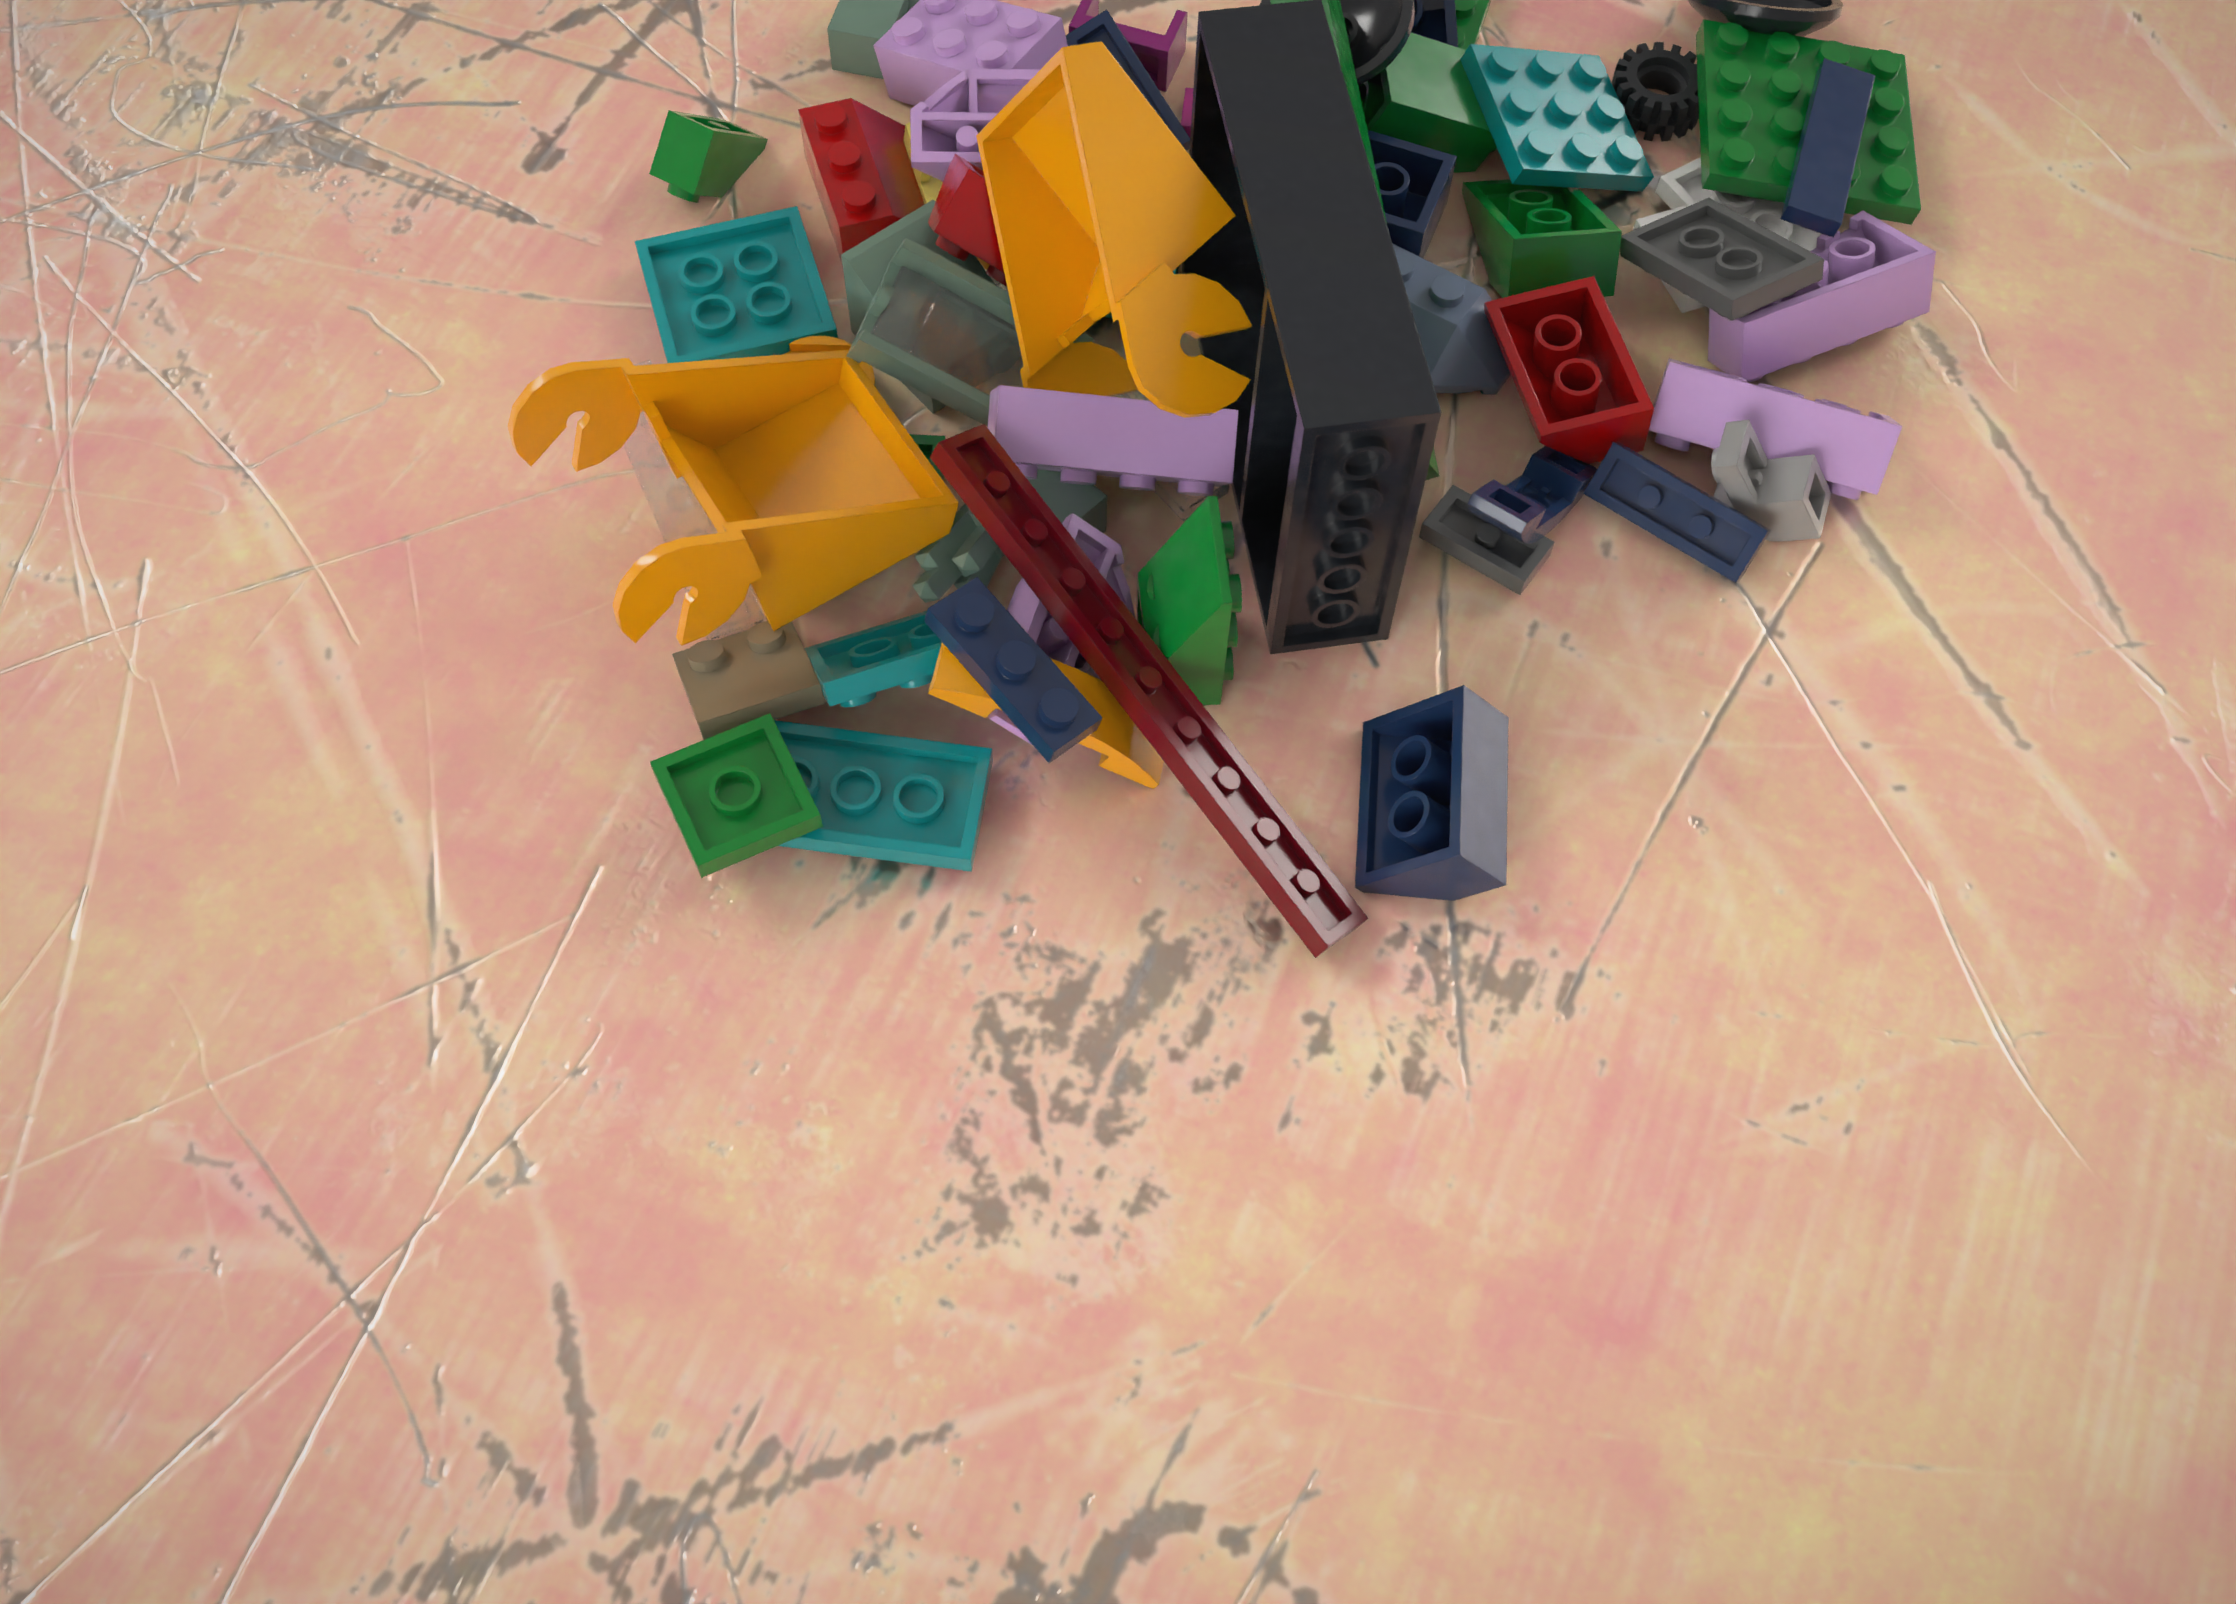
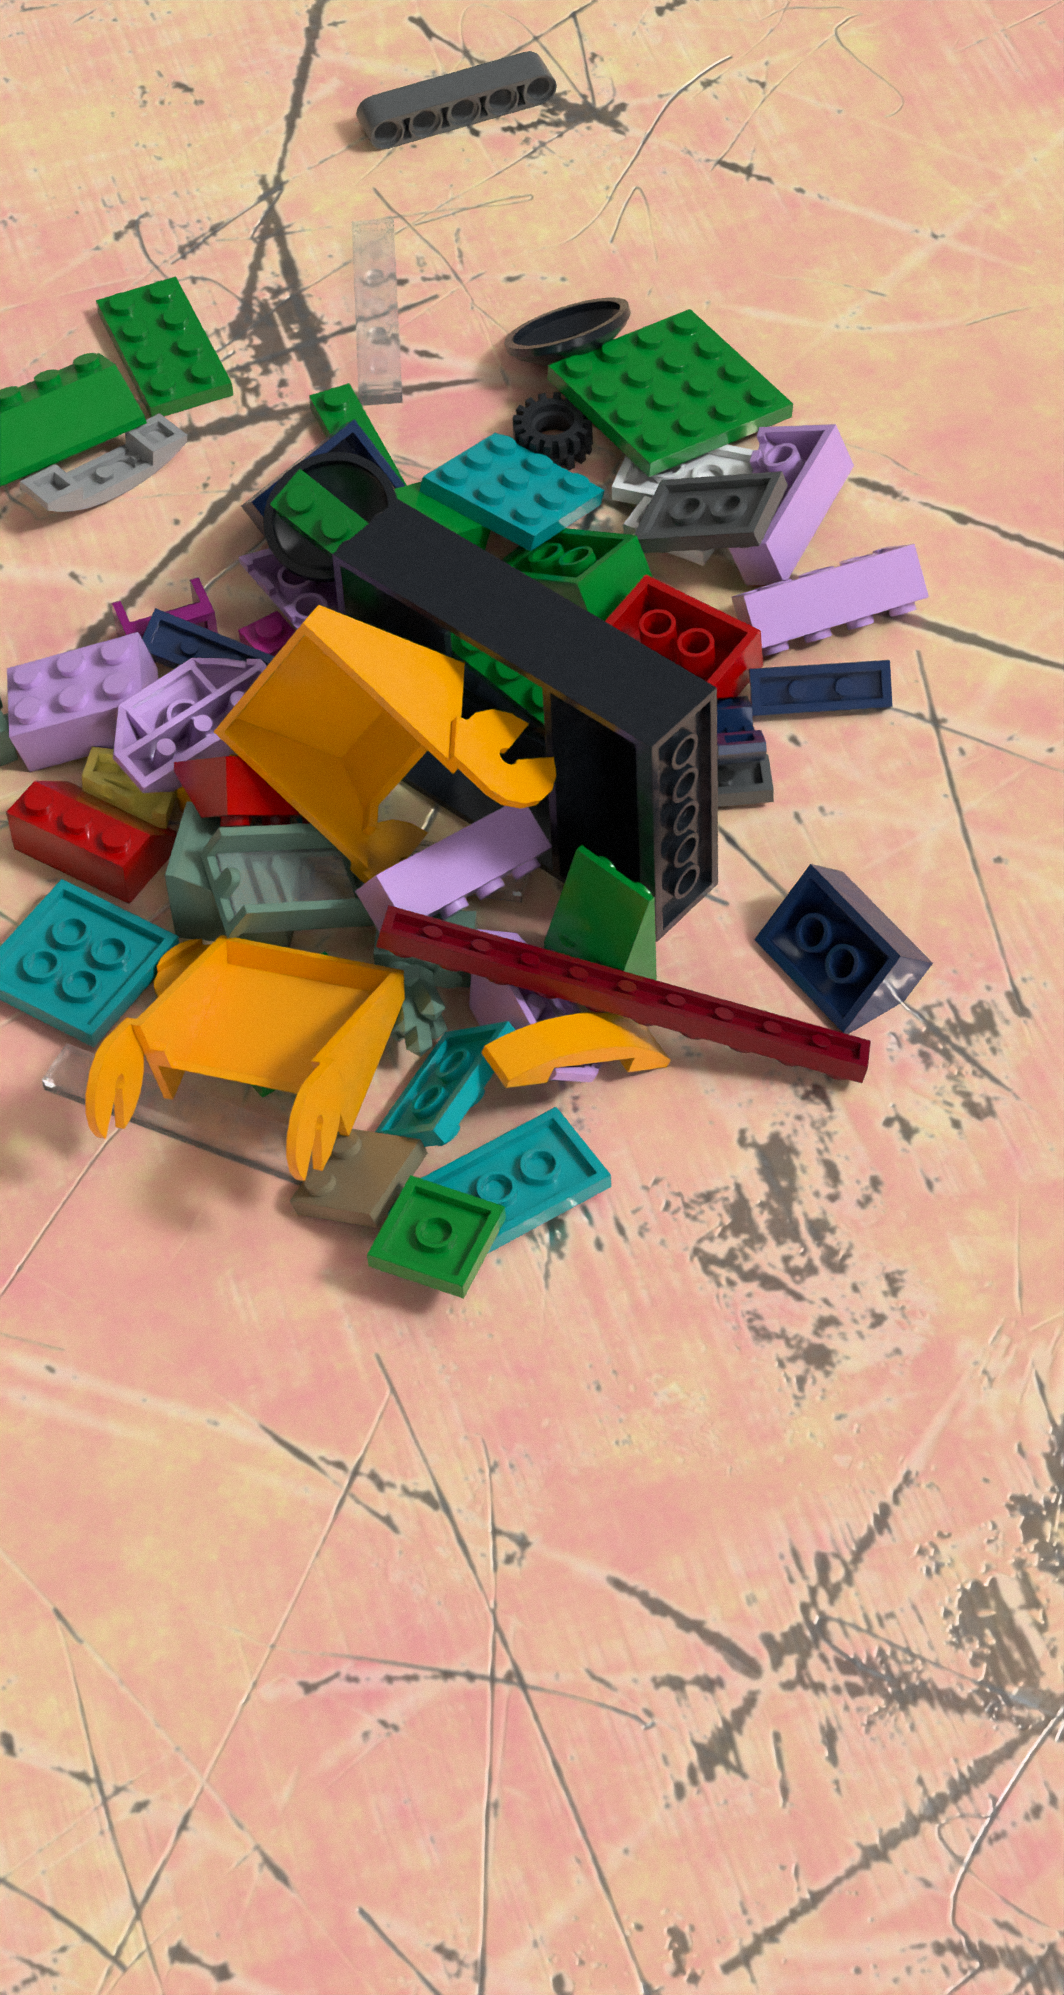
camera: 35 degrees left, 10 degrees down
(1013, 669) = (548, 1034): dark blue plate -> none
(1779, 493) = (867, 635): light grey brick -> none
(1828, 148) = (709, 399): dark blue tile -> none

